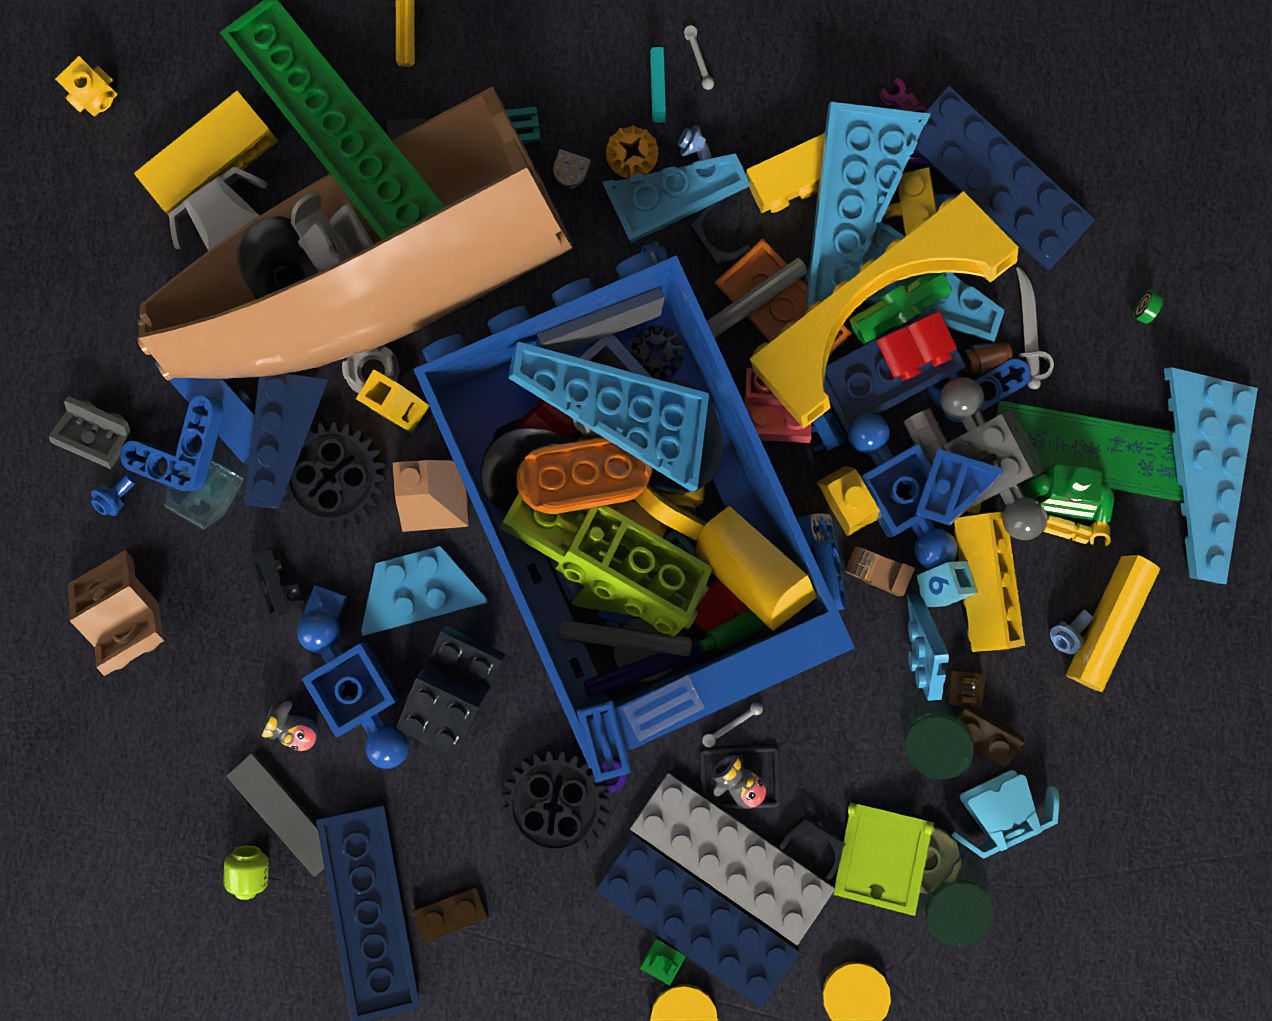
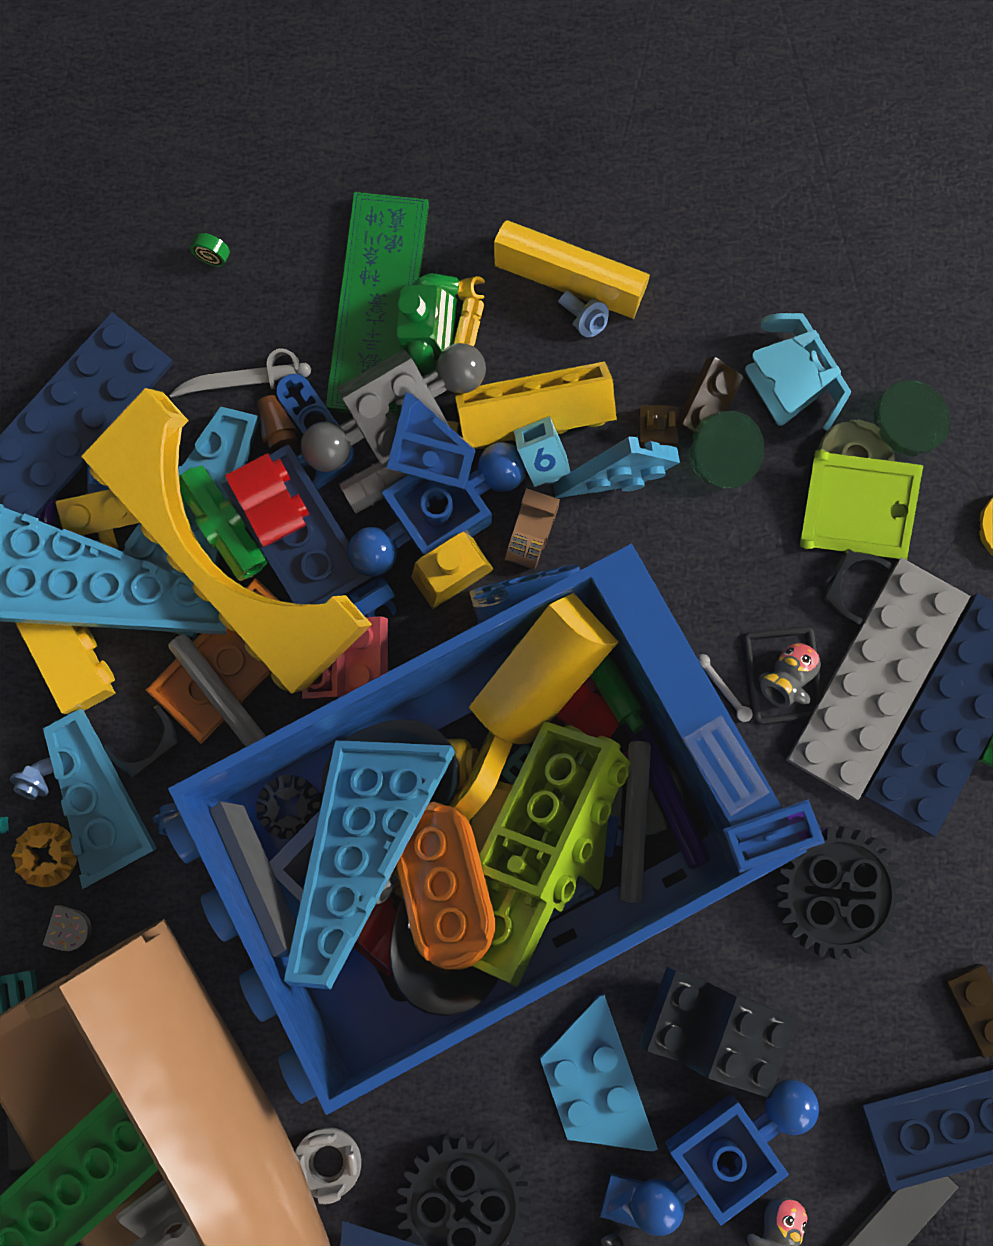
camera: 95 degrees left, 5 degrees down
(392, 401) = (366, 1136): yellow brick -> none
(430, 495) = (479, 1078): medium nougat slope -> none
(1210, 458) = (382, 175): dark azure wing -> none

